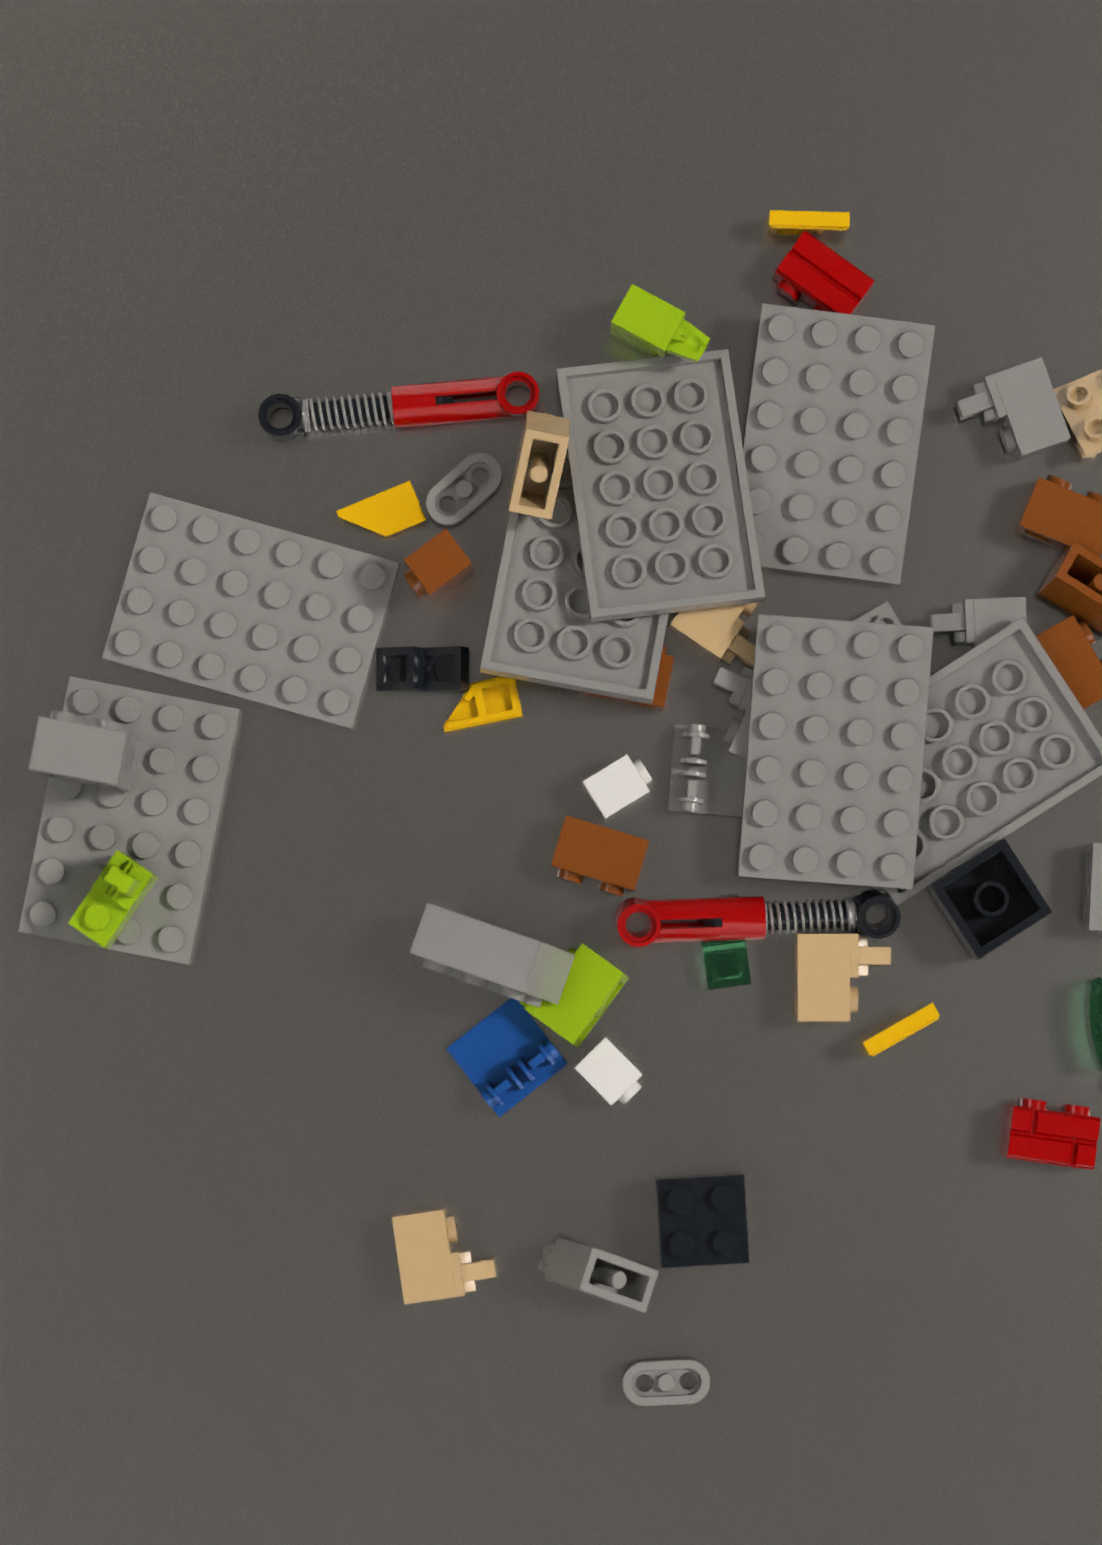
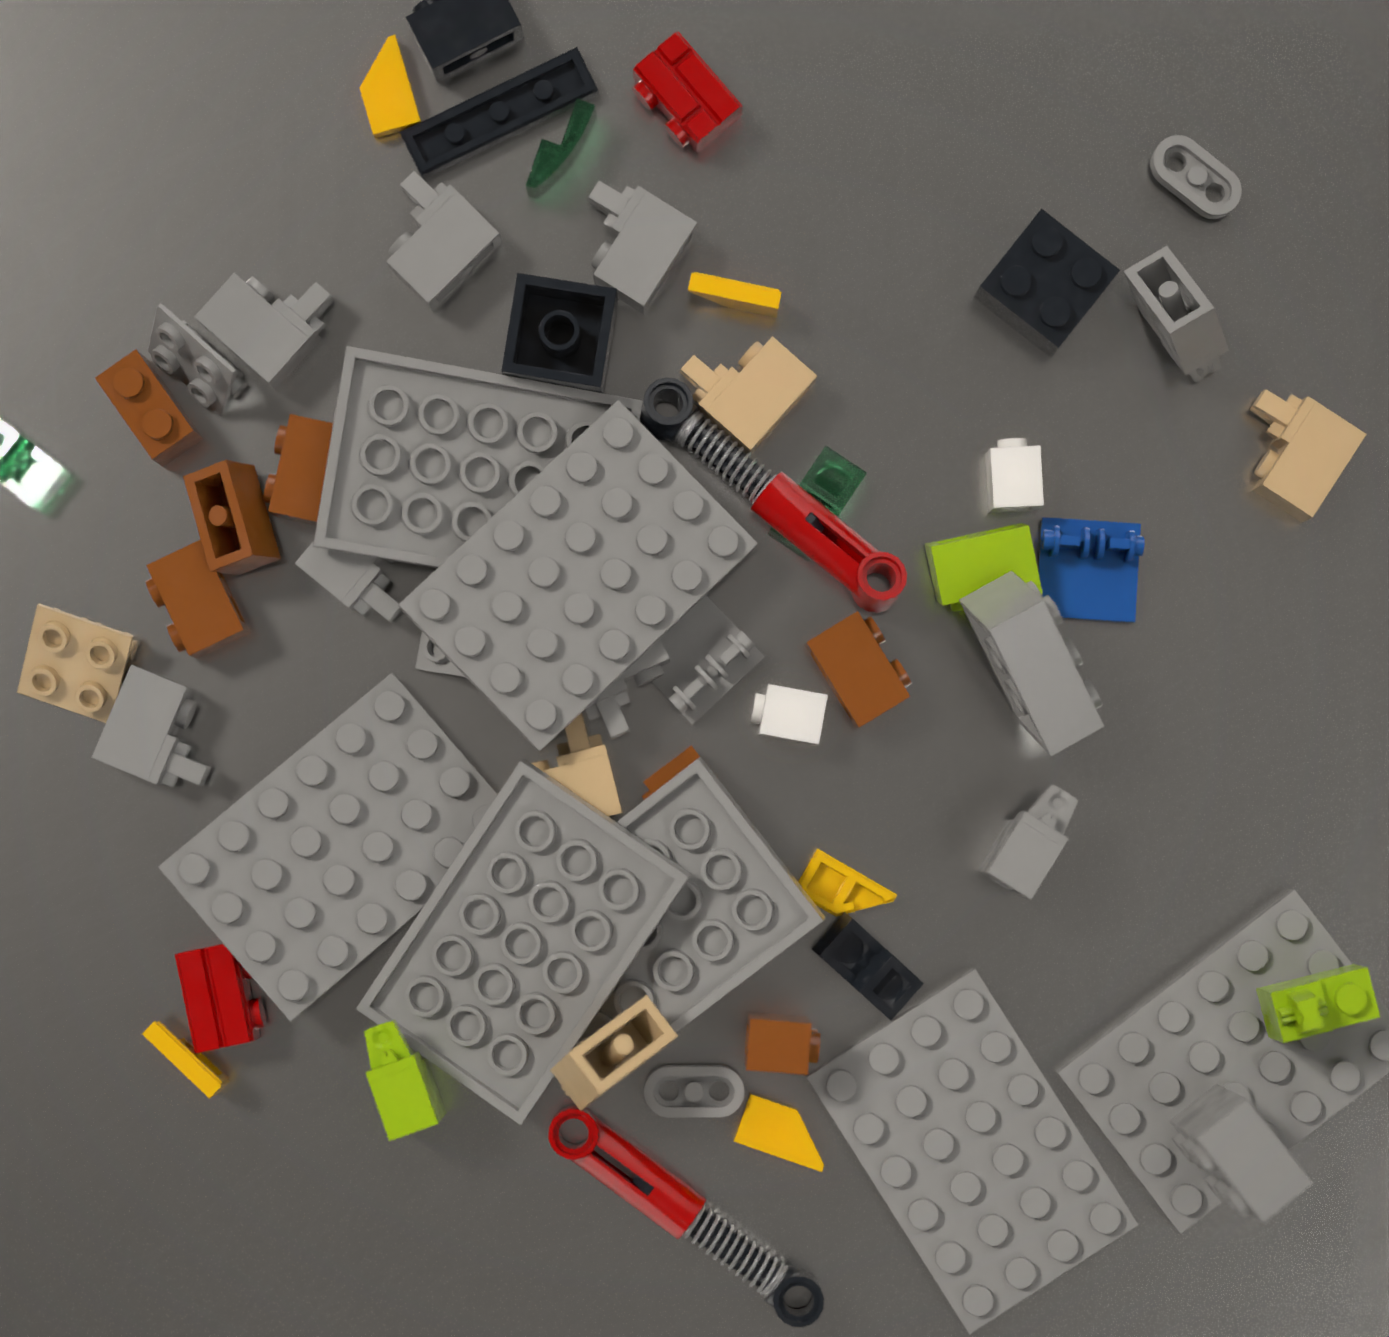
camera: 145 degrees left, 0 degrees up
(389, 837) = (1030, 844): none -> light grey hinge
(984, 1007) = (646, 245): none -> light grey hinge

